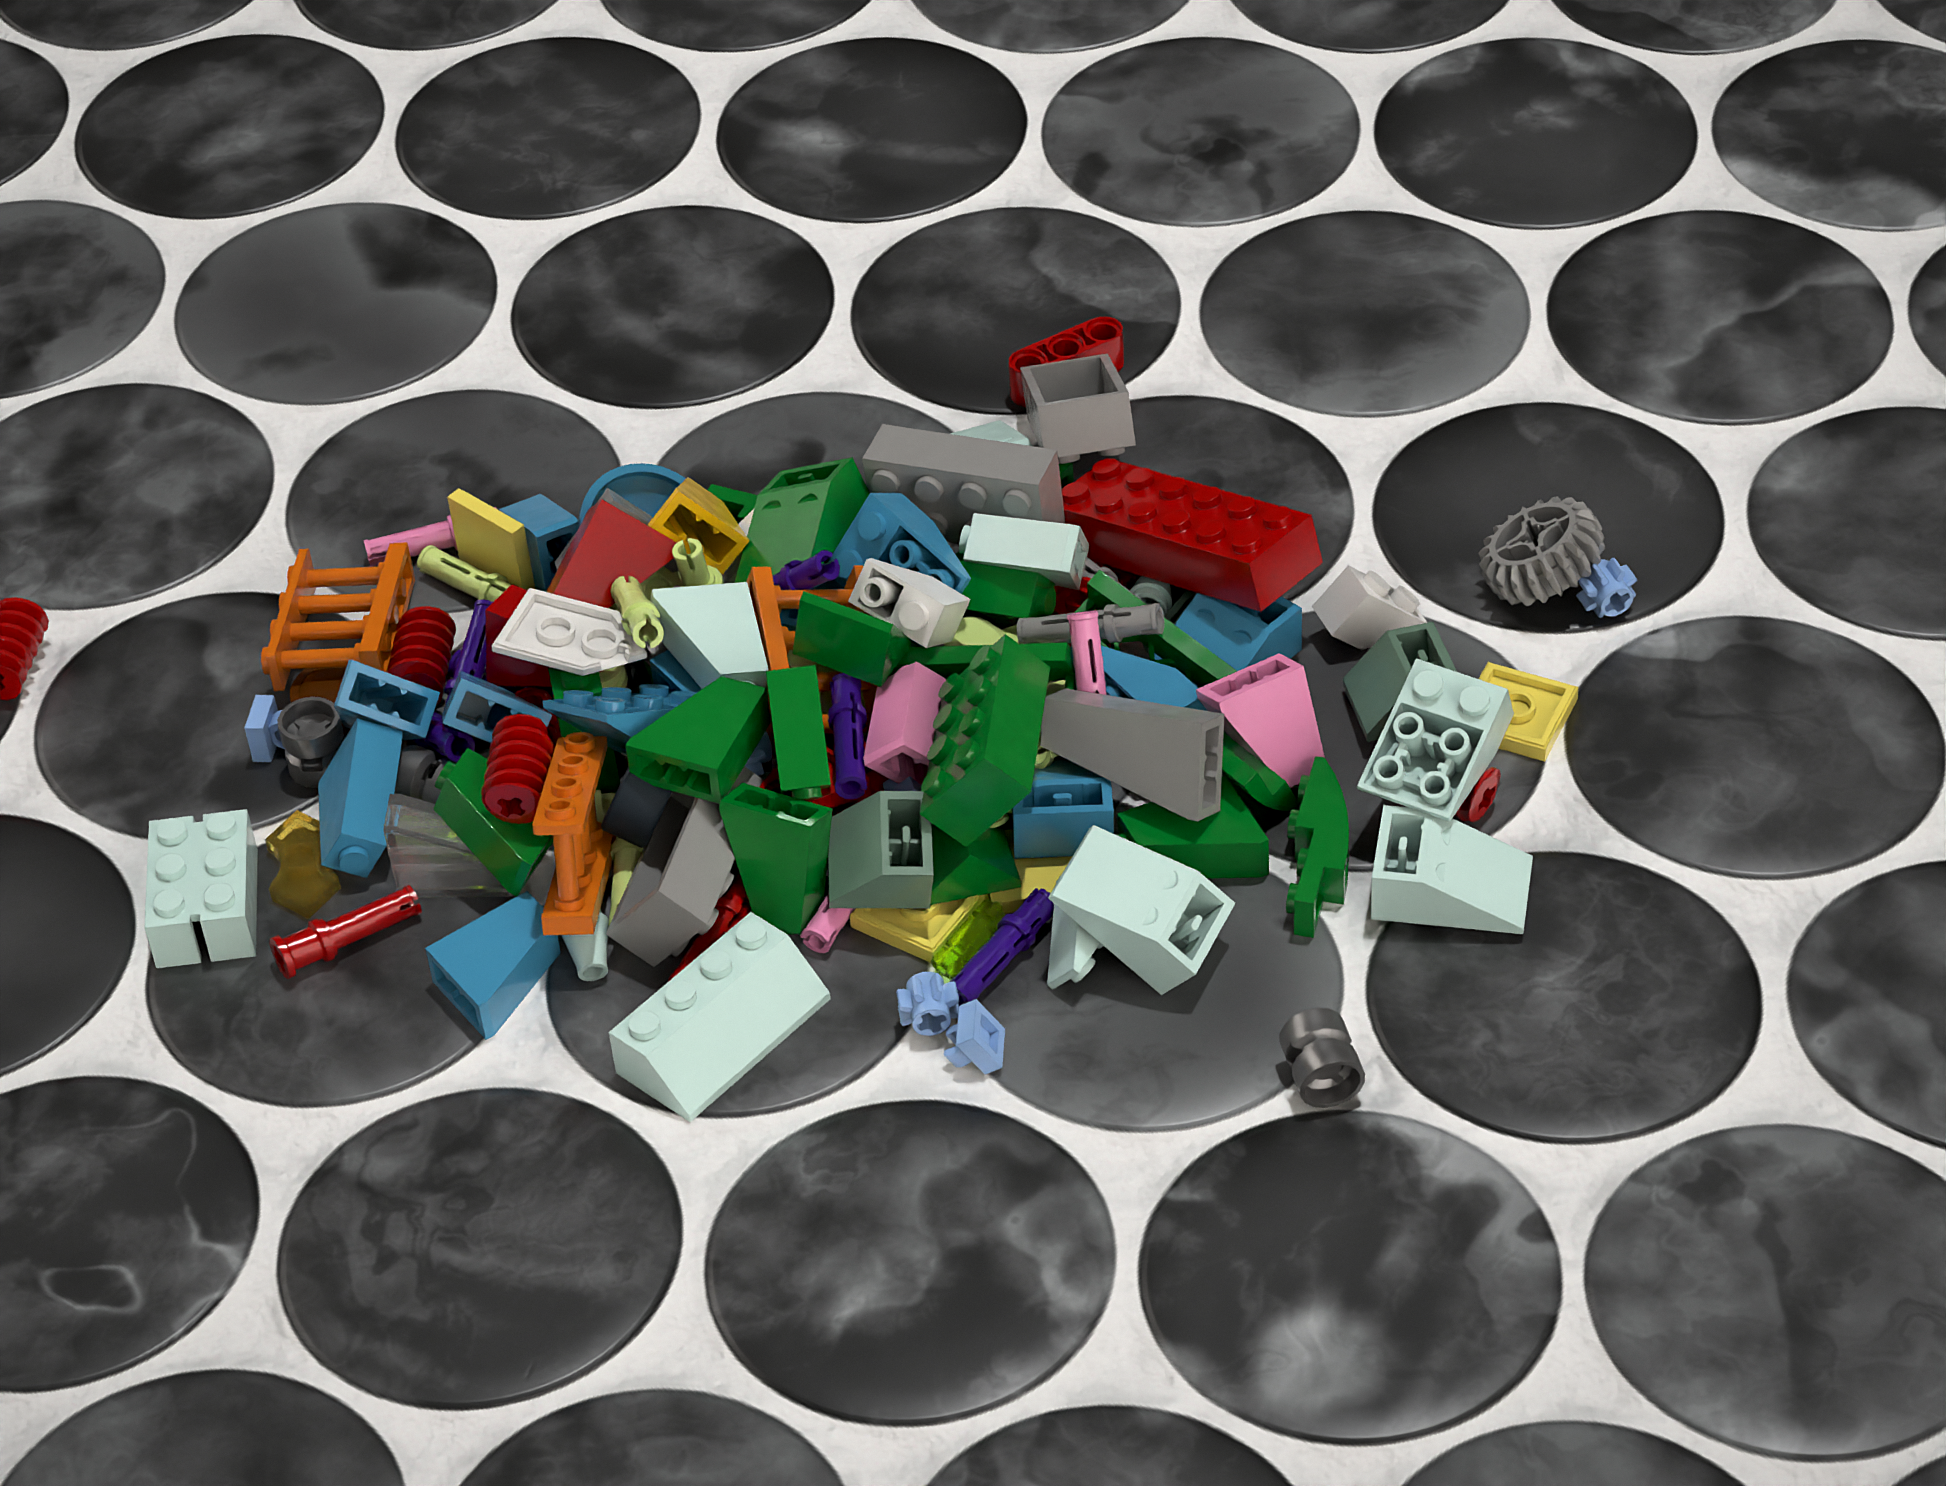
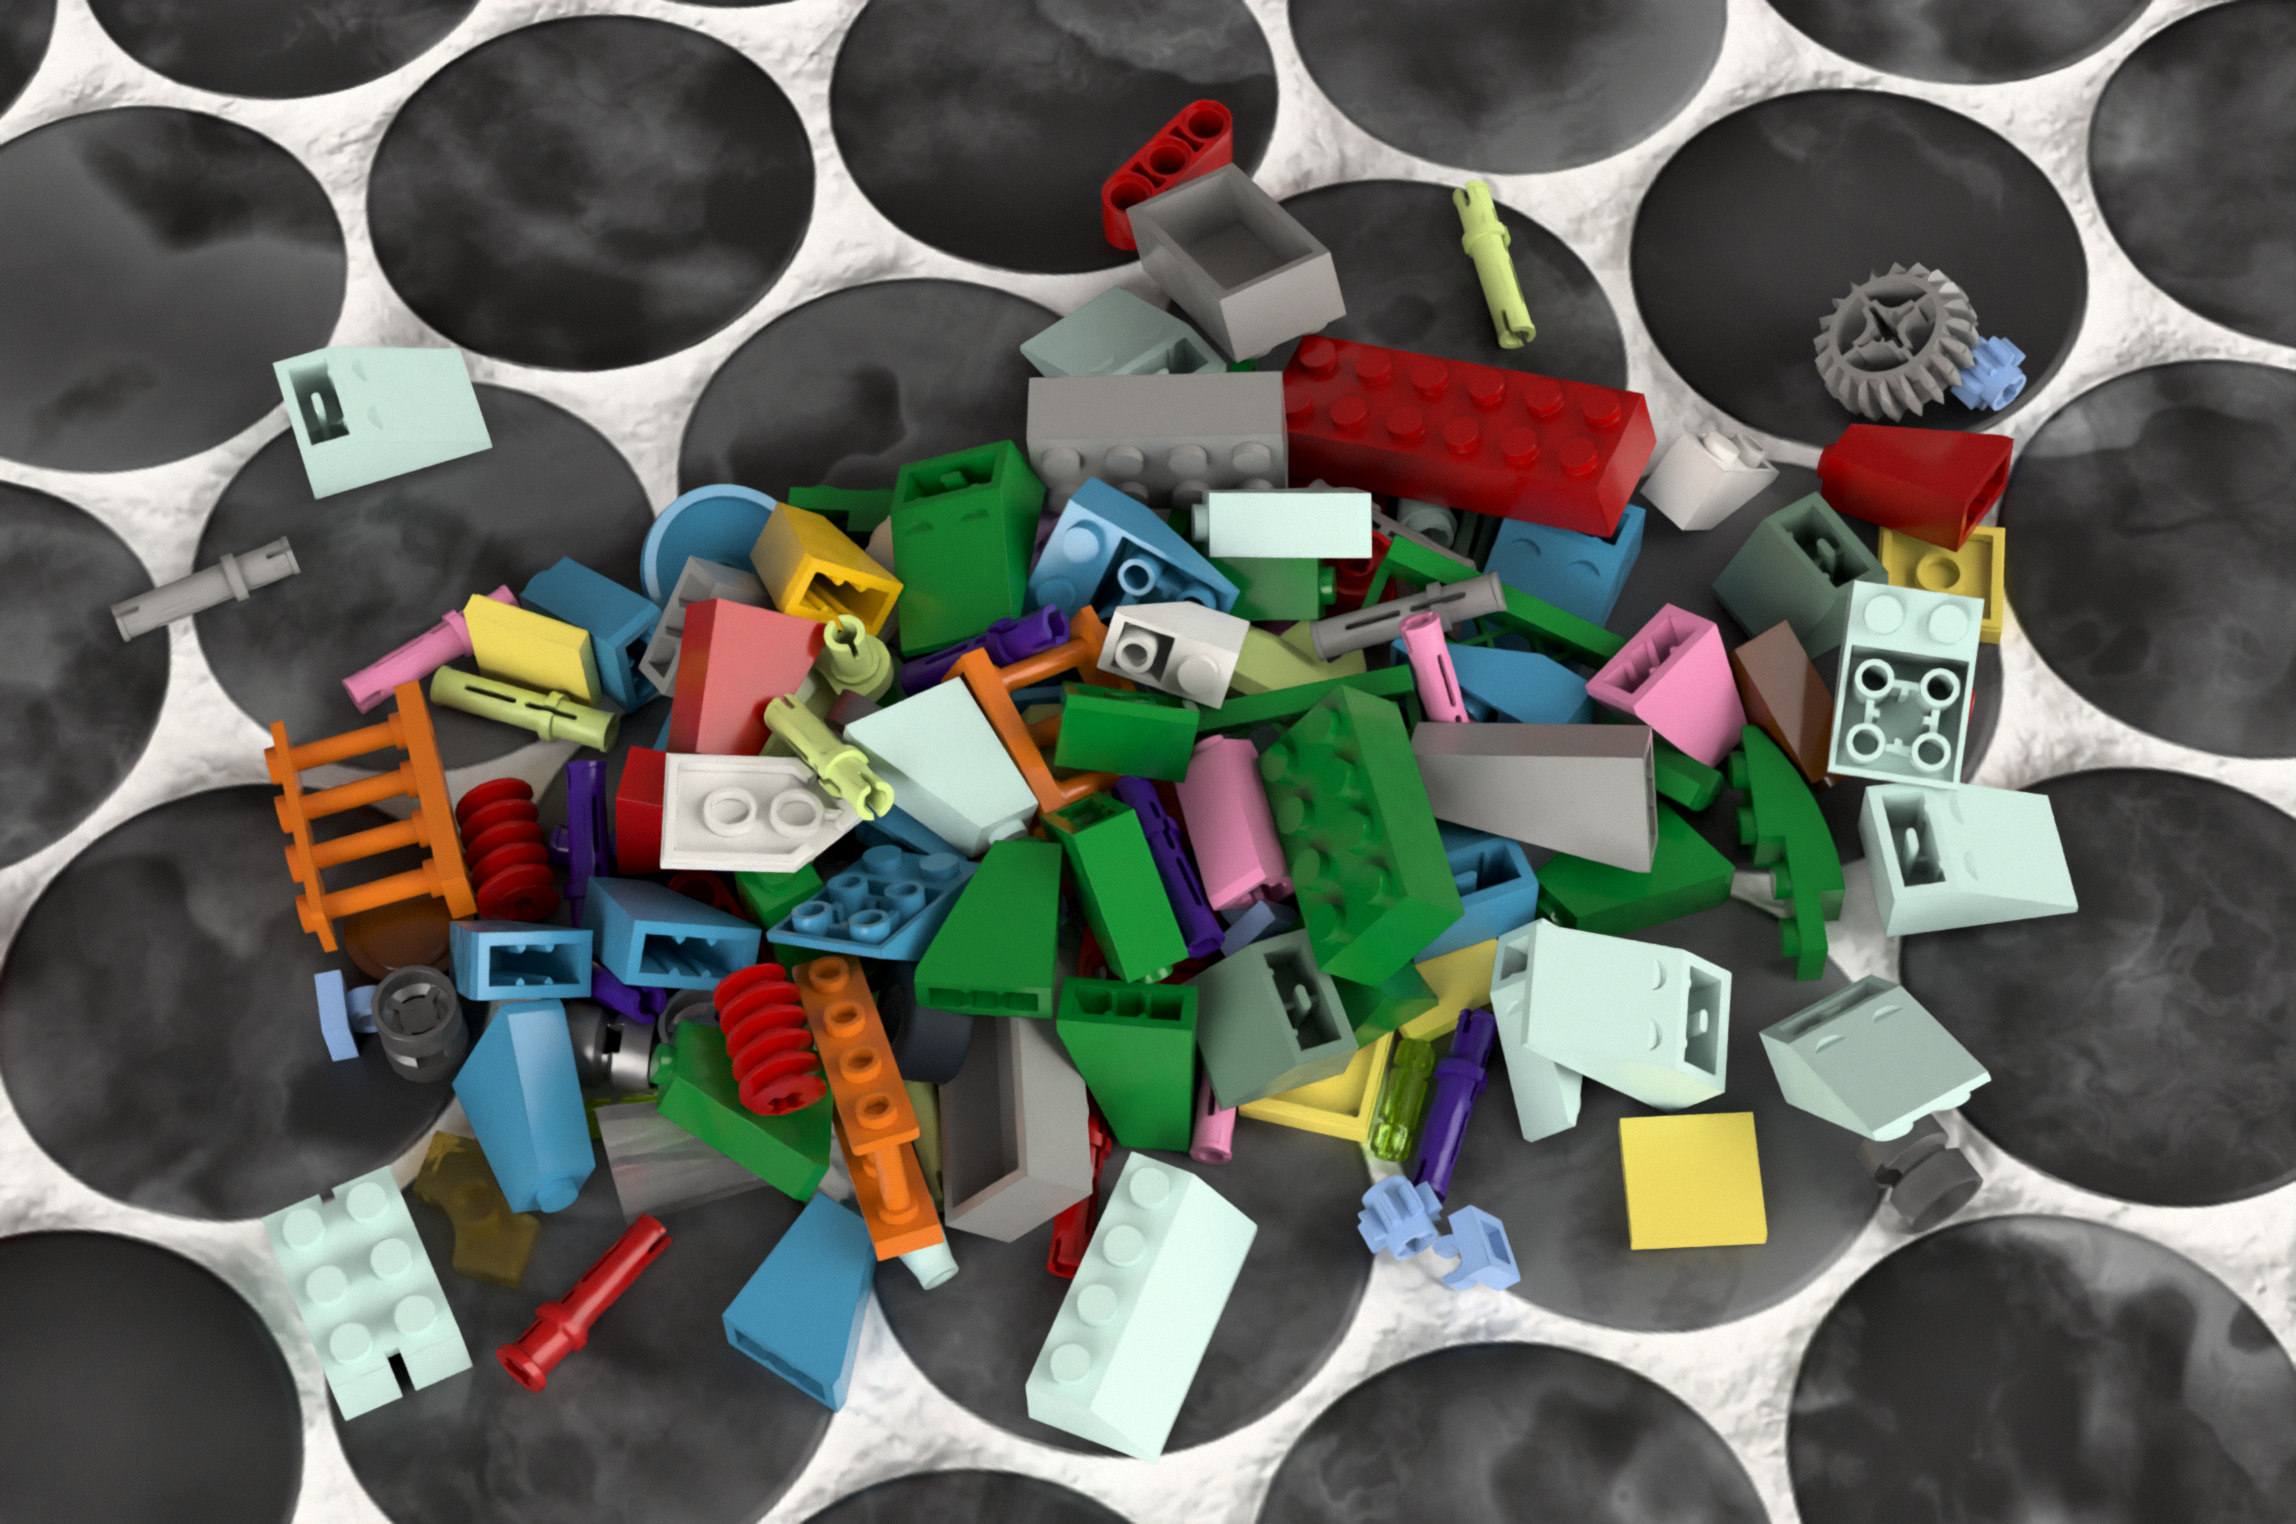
camera: 20 degrees left, 15 degrees up
(319, 471) = (205, 588): none -> light grey pin
(460, 394) = (379, 412): none -> light aqua slope
(1155, 1035) = (1692, 1180): none -> light yellow tile
(1276, 446) = (1487, 244): none -> yellowish green pin
(1309, 966) = (1870, 1060): none -> light aqua slope
(1348, 739) = (1787, 701): none -> reddish brown slope
(1523, 640) = (1916, 479): none -> red slope

